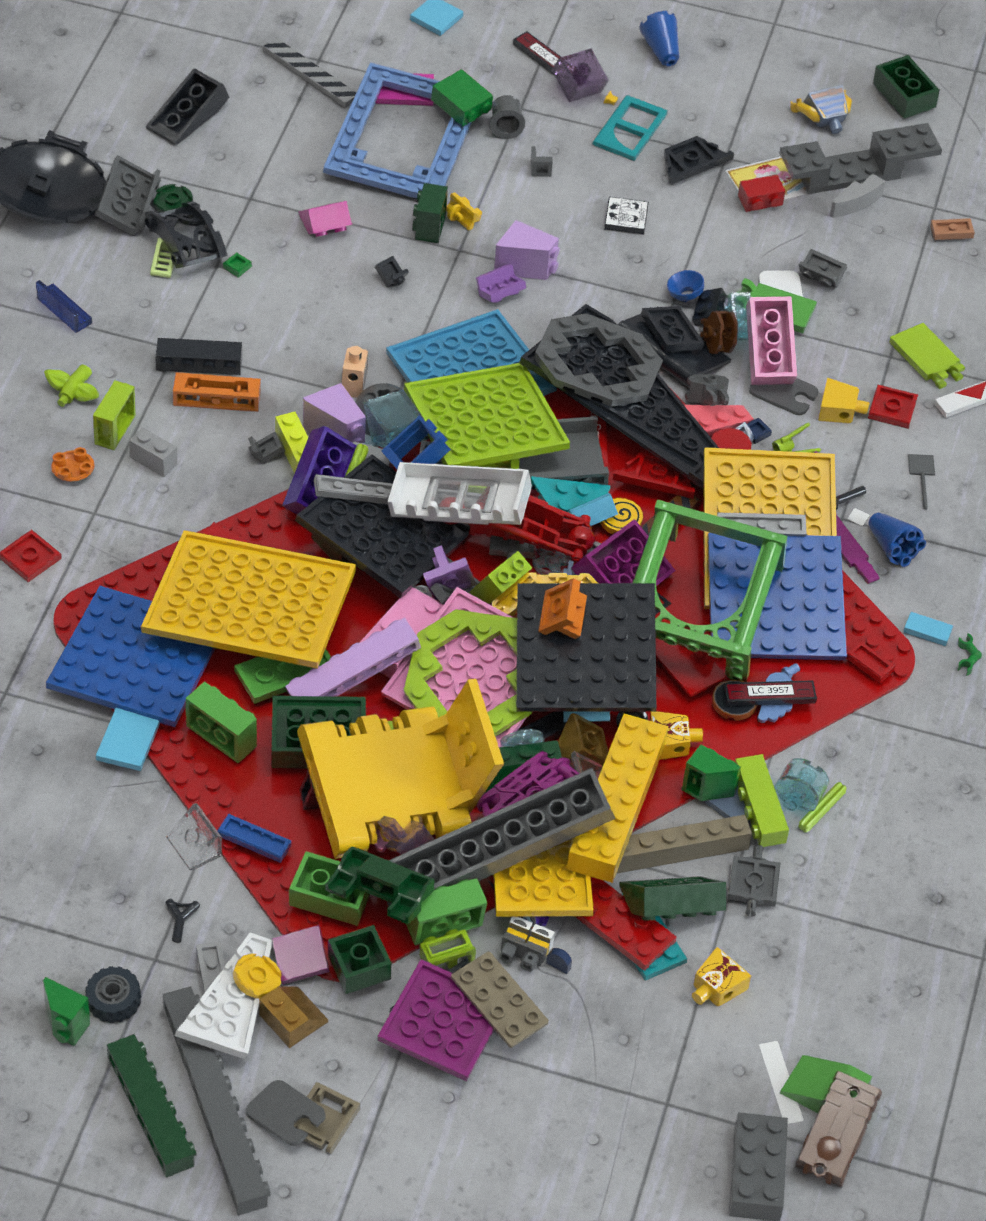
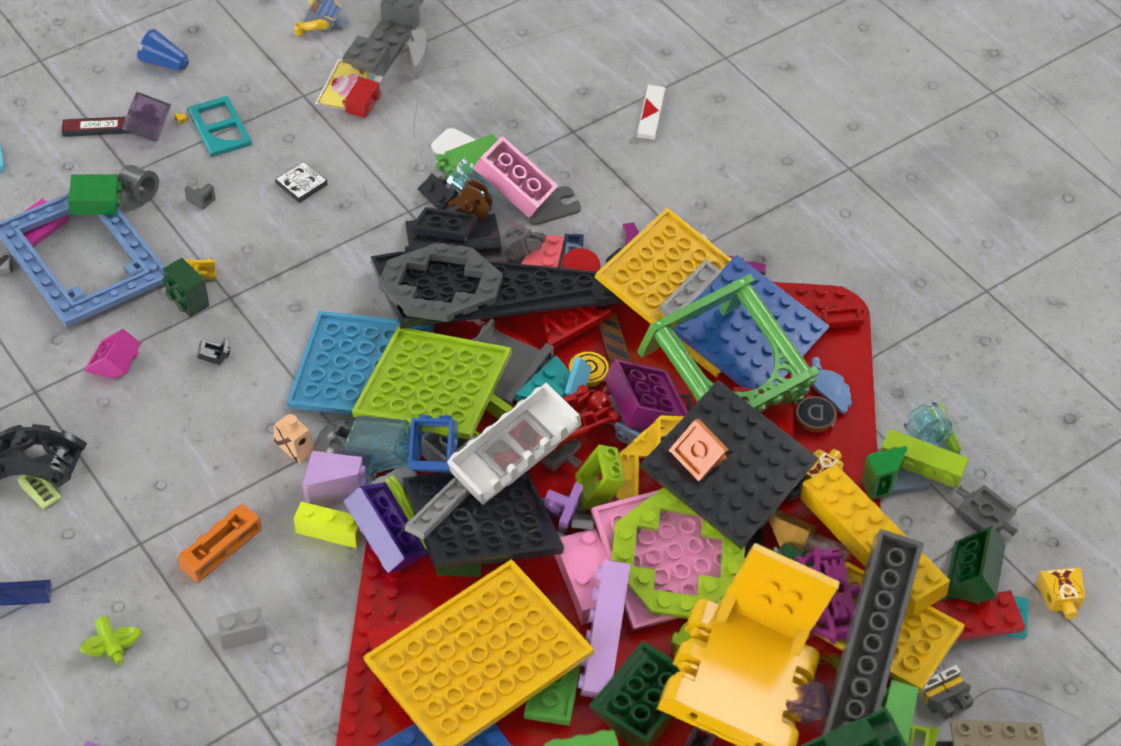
camera: 50 degrees left, 0 degrees up
(72, 465) = (196, 697): orange dish -> none
(114, 415) = (180, 629): lime window -> none
(199, 356) = (170, 531): black brick -> none
(237, 264) = (97, 444): green tile -> none
(267, 447) = (310, 546): dark grey bracket -> none
(499, 284) = (295, 294): medium lavender bracket -> none
(529, 251) = (286, 257): lavender slope -> none
(550, 560) = (596, 437): clear light blue wheel -> none
(559, 960) = (976, 679): dark blue tile -> none
(685, 281) = (405, 186): blue piece -> none
(686, 843) = (931, 512): dark tan brick -> none
(693, 158) = (288, 112): black wing -> none
(769, 693) = (830, 389): tile -> none
(787, 444) = (604, 236): lime plant -> none
(823, 268) = (464, 111): dark grey bracket -> none
(841, 402) = (594, 181): yellow torso -> none
(892, 406) = (620, 158): red tile -> none
(897, 538) = (744, 231): blue cone -> none
(922, 466) = (686, 179): dark grey piece -> none
(927, 354) = (593, 111): lime tile -> none
(928, 628) = (833, 268): medium azure tile -> none
(952, 229) = (496, 27): nougat plate -> none
(974, 656) = (872, 258): green arm -> none

